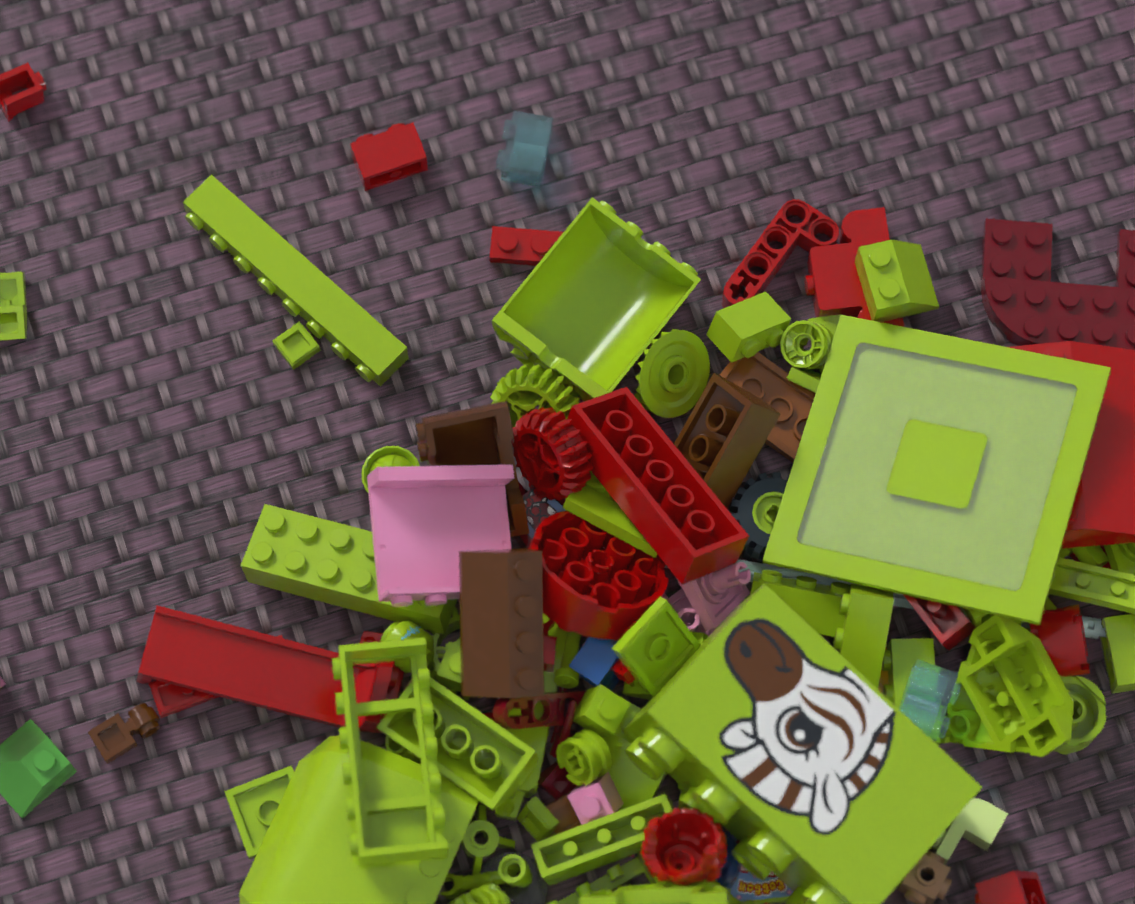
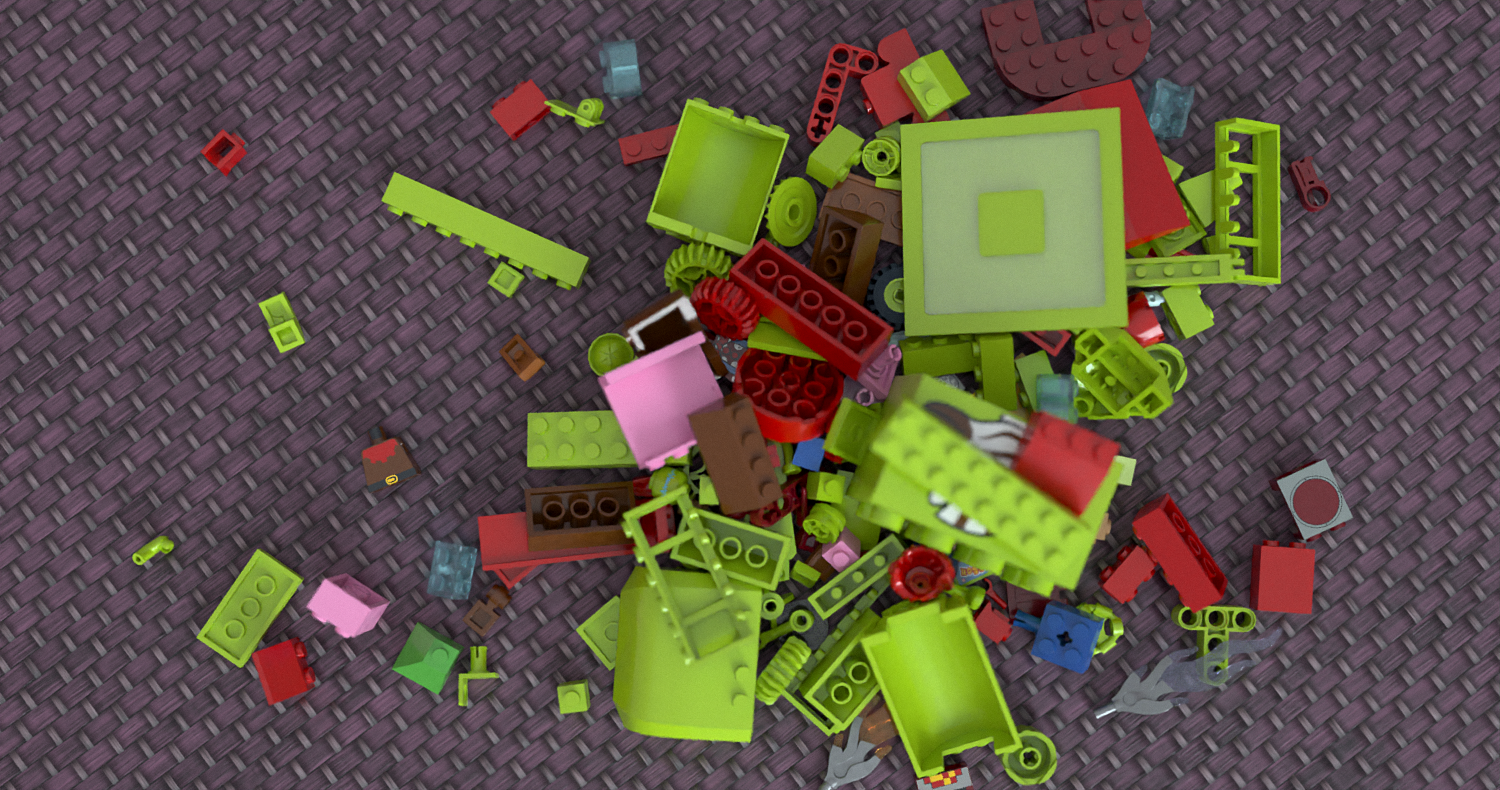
camera: 15 degrees left, 15 degrees up
(69, 510) = (387, 461): none -> reddish brown torso
(81, 805) = (478, 671): none -> lime bracket
(98, 668) = (452, 570): none -> clear light blue bracket
(191, 874) = (573, 696): none -> lime brick
(278, 647) = (578, 515): none -> reddish brown slope
(282, 443) = (522, 357): none -> dark orange slope
(467, 180) = (586, 114): none -> lime hinge
(790, 737) = (980, 486): none -> lime brick
(896, 752) = (1063, 460): none -> red slope

